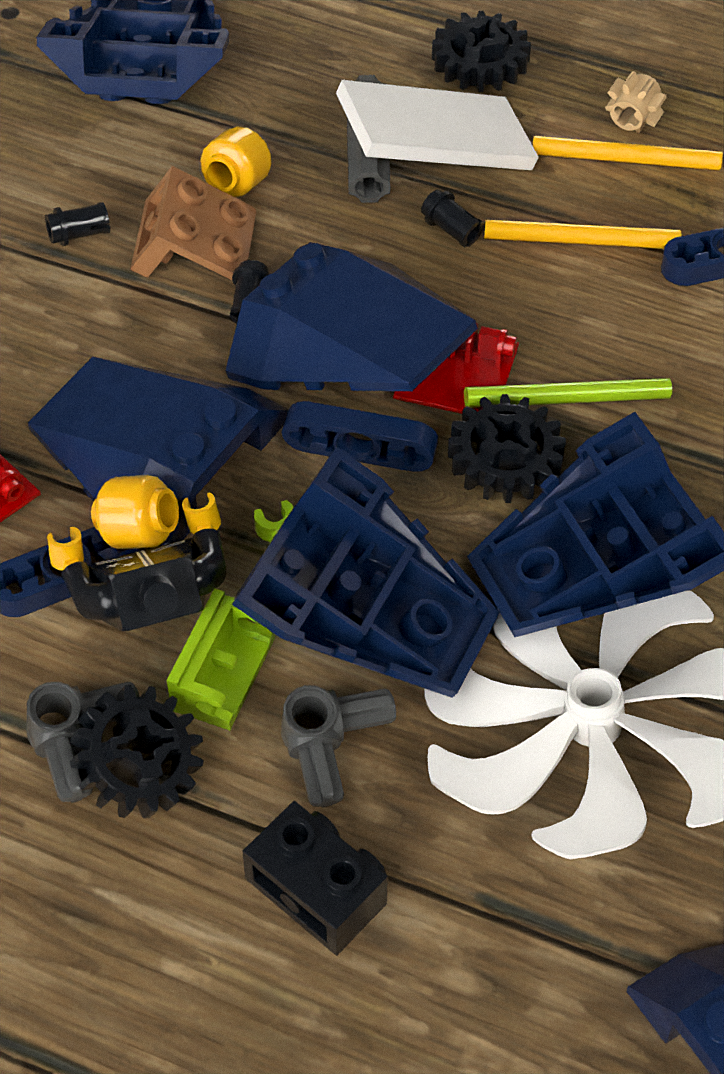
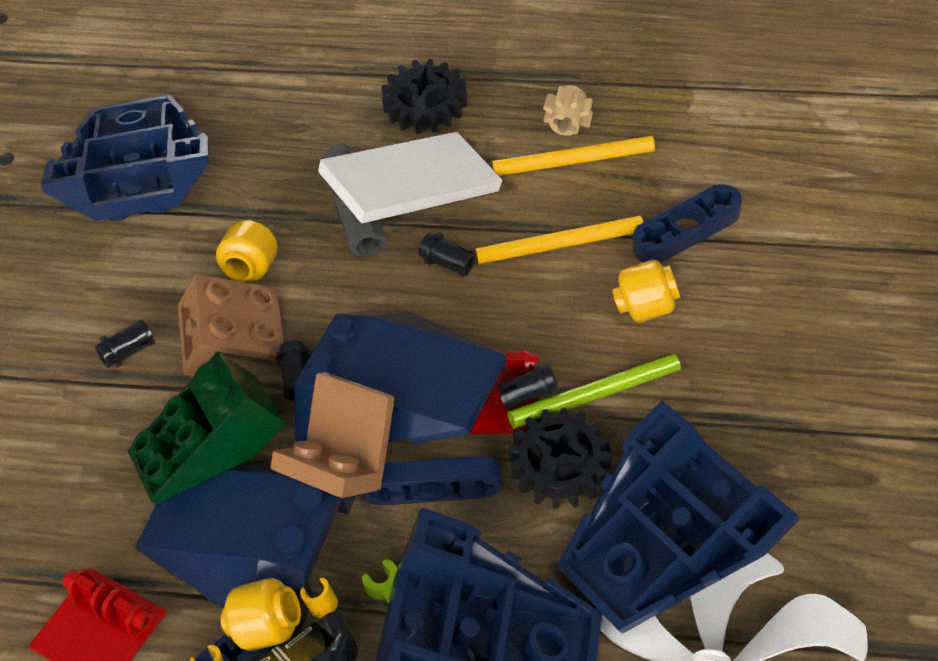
camera: 10 degrees left, 0 degrees up
(135, 323) = (205, 429): none -> dark green slope
(277, 363) = (343, 439): none -> medium nougat bracket
(495, 367) = (528, 386): none -> black pin
(659, 306) = (646, 291): none -> yellow head

